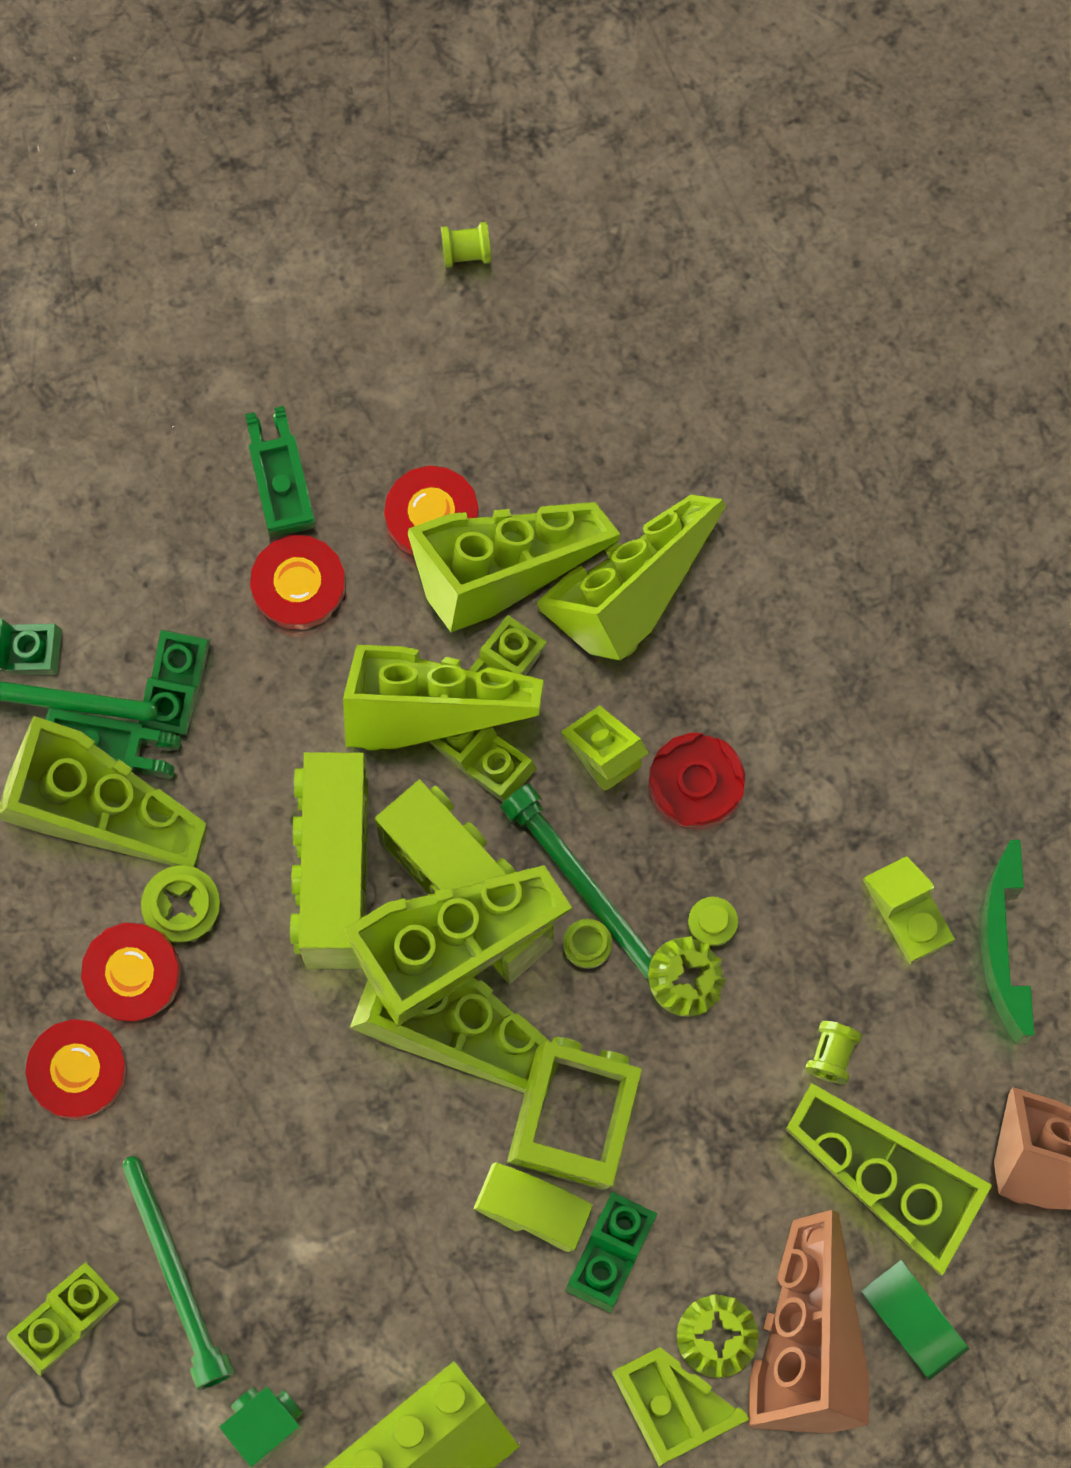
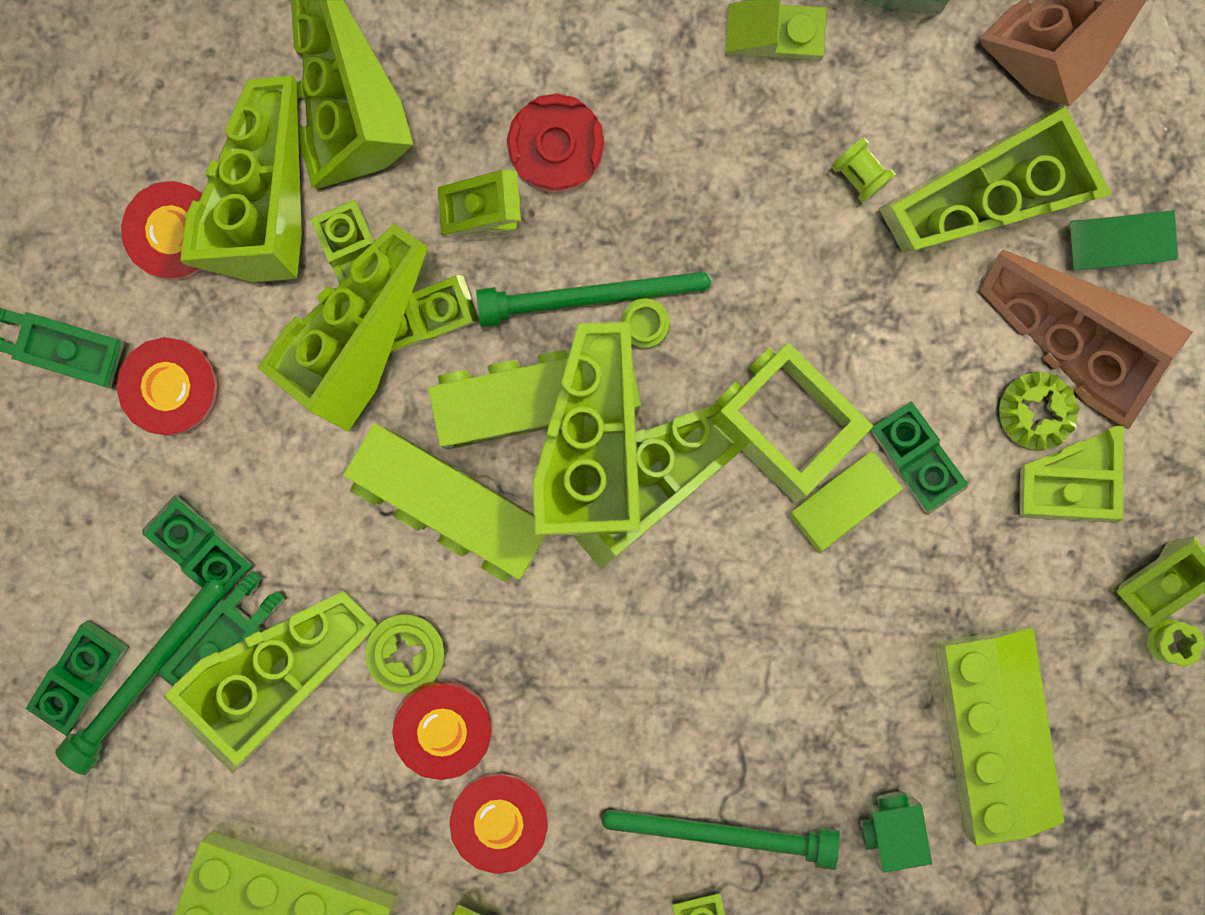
camera: 60 degrees left, 15 degrees up
(667, 966) = (710, 267): lime gear -> none
(713, 921) = (689, 204): lime plate -> none

